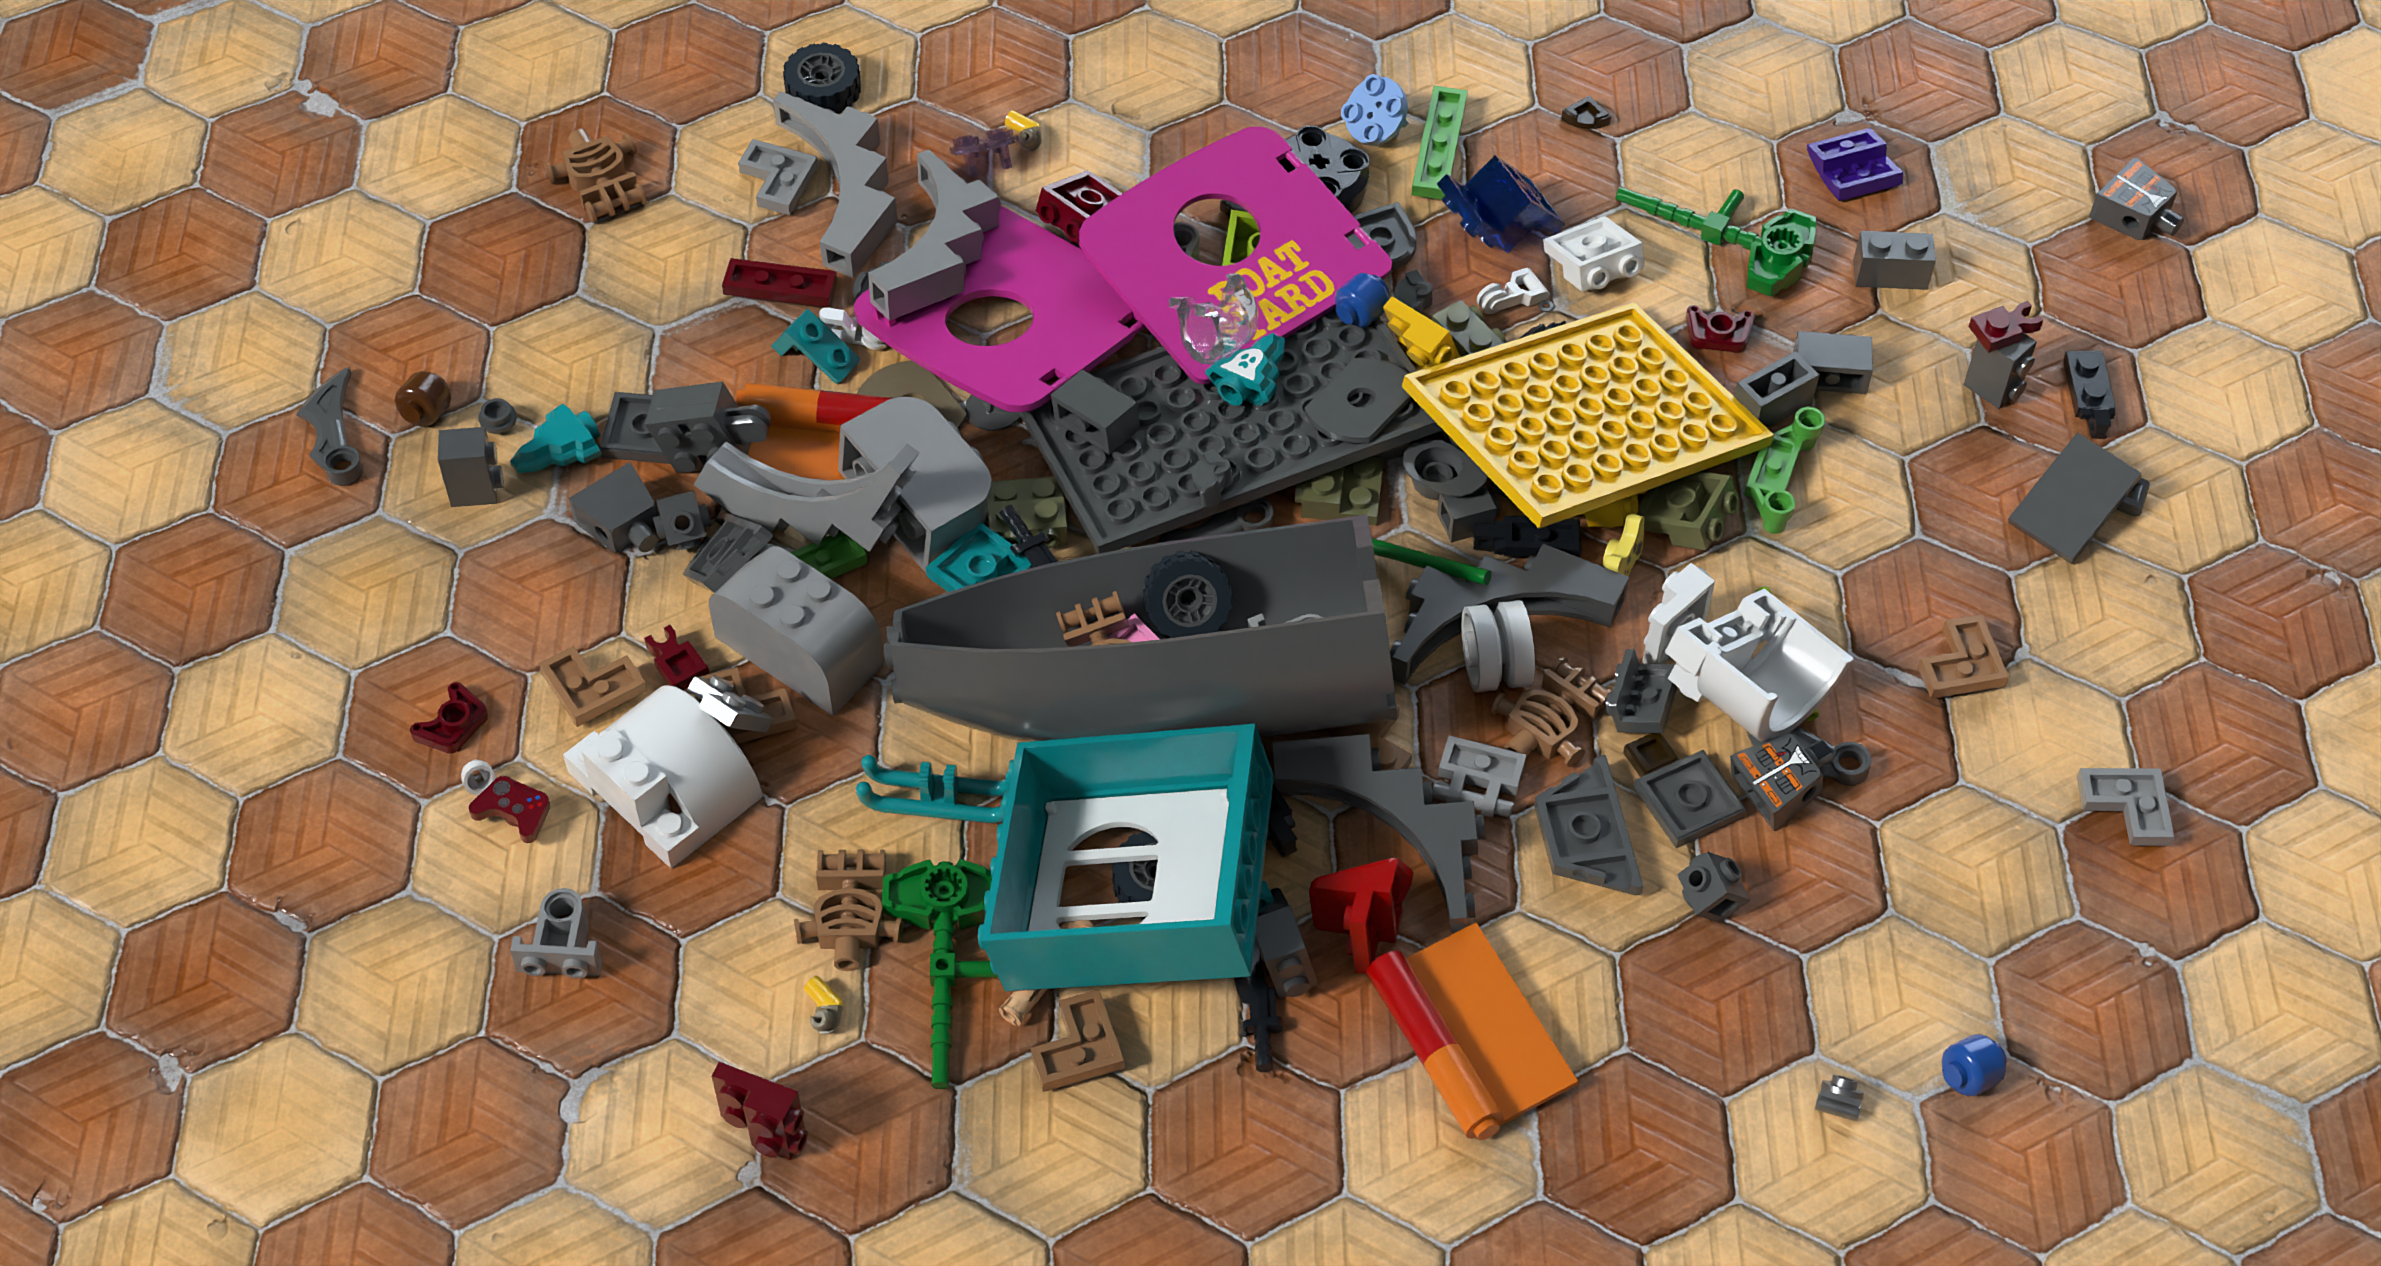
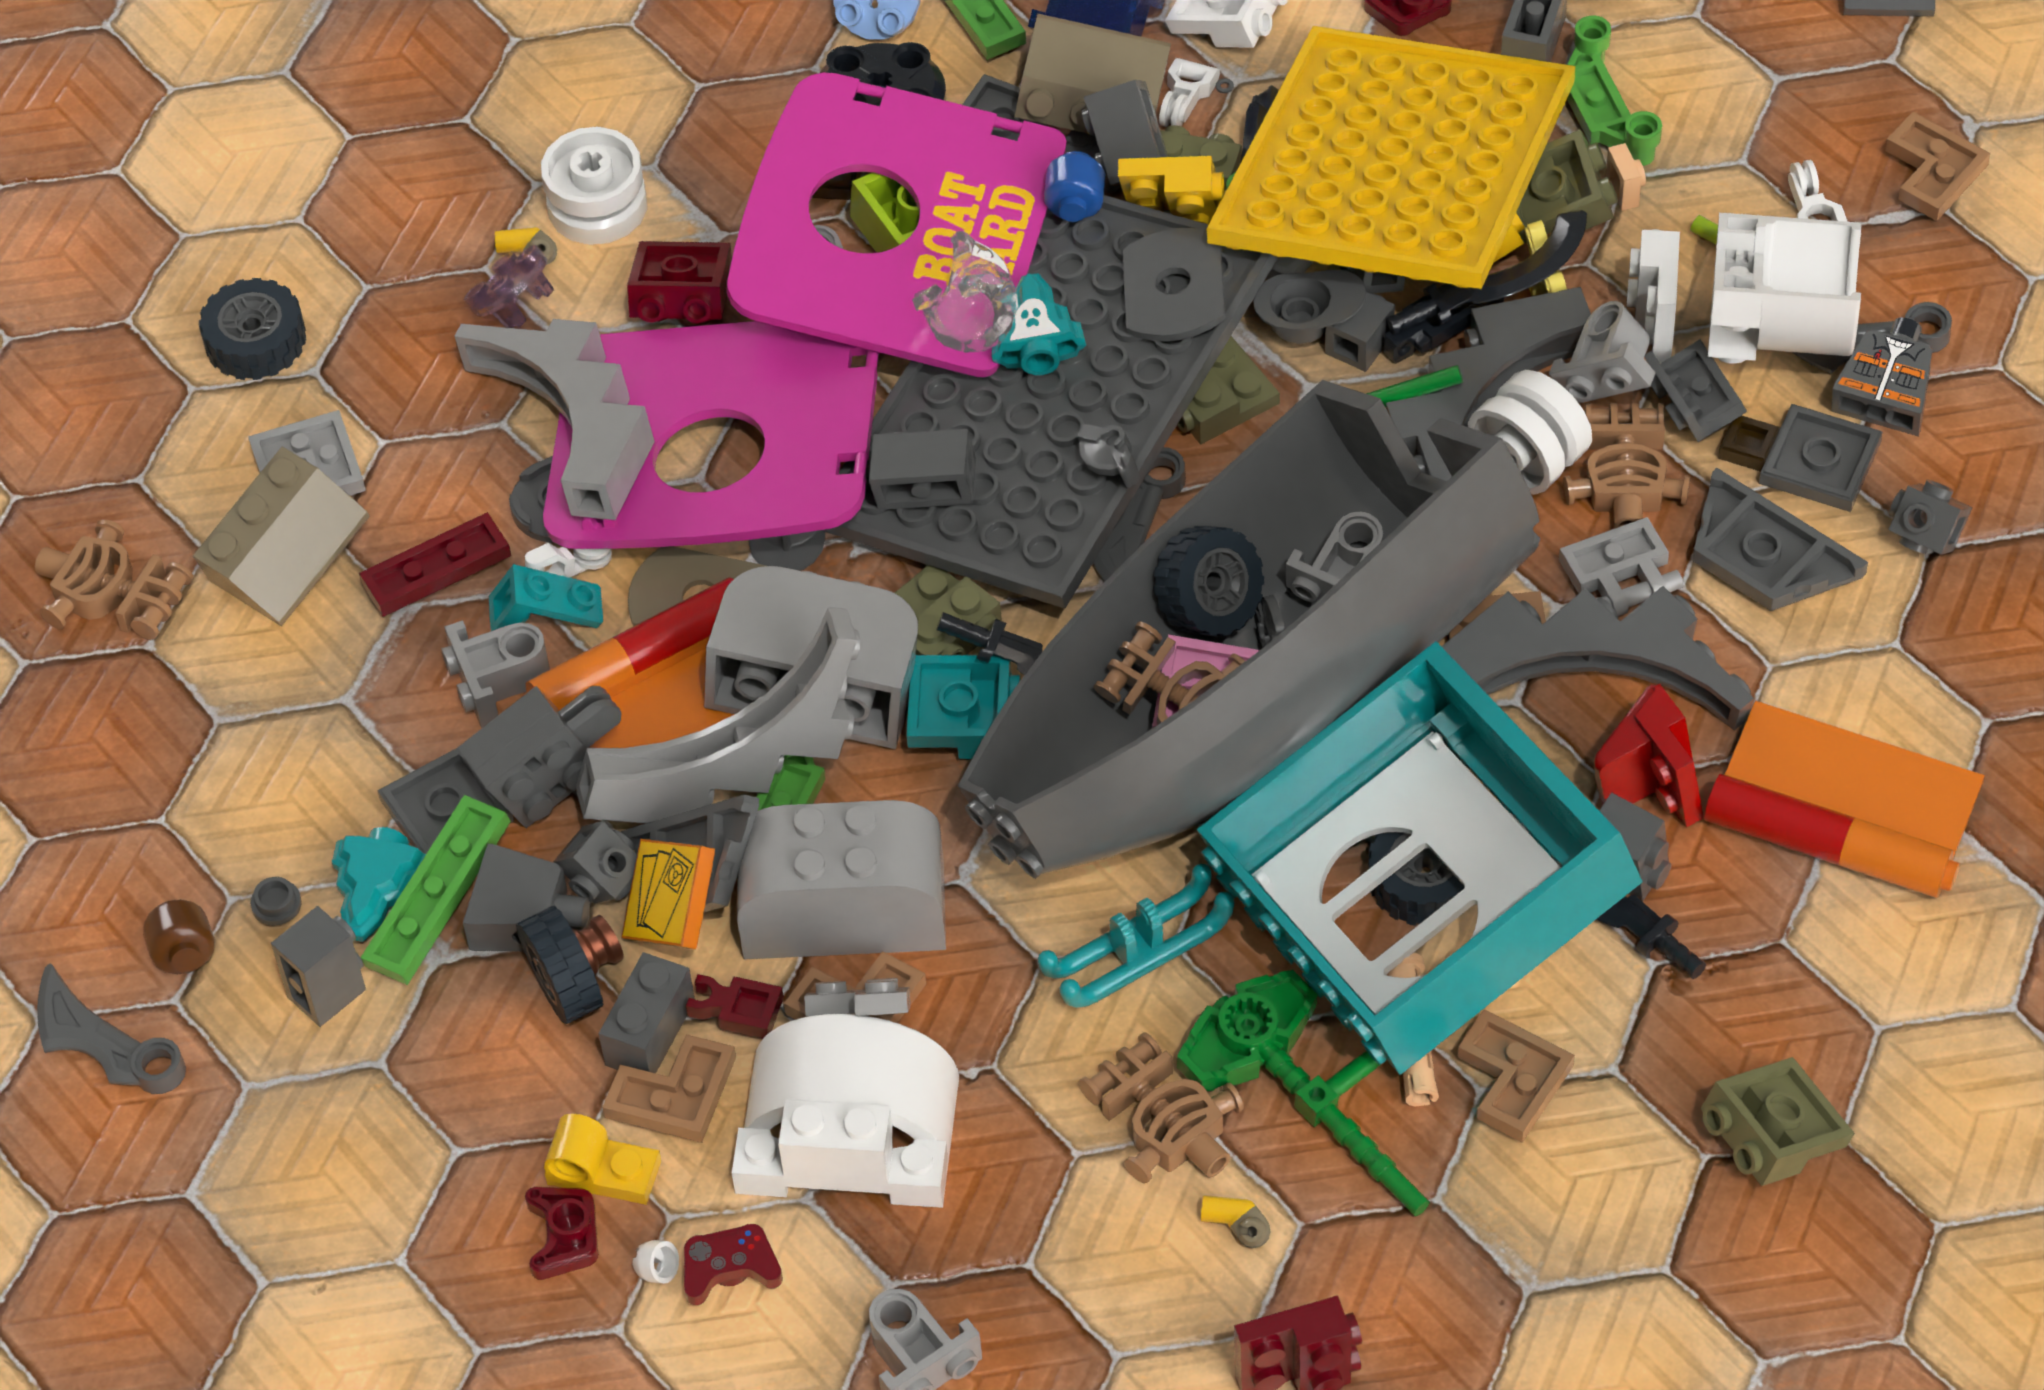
camera: 35 degrees left, 0 degrees up
(506, 695) = (589, 1161): none -> yellow plate
(579, 470) = (435, 890): none -> bright green plate
(592, 560) = (559, 964): none -> black wheel
(616, 628) = (646, 1014): none -> dark grey brick
(632, 566) = (599, 943): none -> copper wheel
(692, 563) = (668, 893): none -> yellow tile
(706, 206) = (280, 536): none -> slope
(748, 360) = (493, 664): none -> light grey pin
(848, 146) = (396, 398): light grey arch -> none
(1092, 118) = (594, 185): none -> white wheel
(1206, 1198) = (1774, 1120): none -> olive plate
(1431, 283) = (1123, 126): none -> dark grey brick
(1445, 243) = (1079, 60): none -> dark tan slope
(1582, 541) = (1544, 262): none -> black sword
(1601, 632) = (1606, 356): none -> light grey pin
(1741, 529) = (1625, 175): none -> light nougat plate
(1862, 610) = (1805, 181): none -> white piece

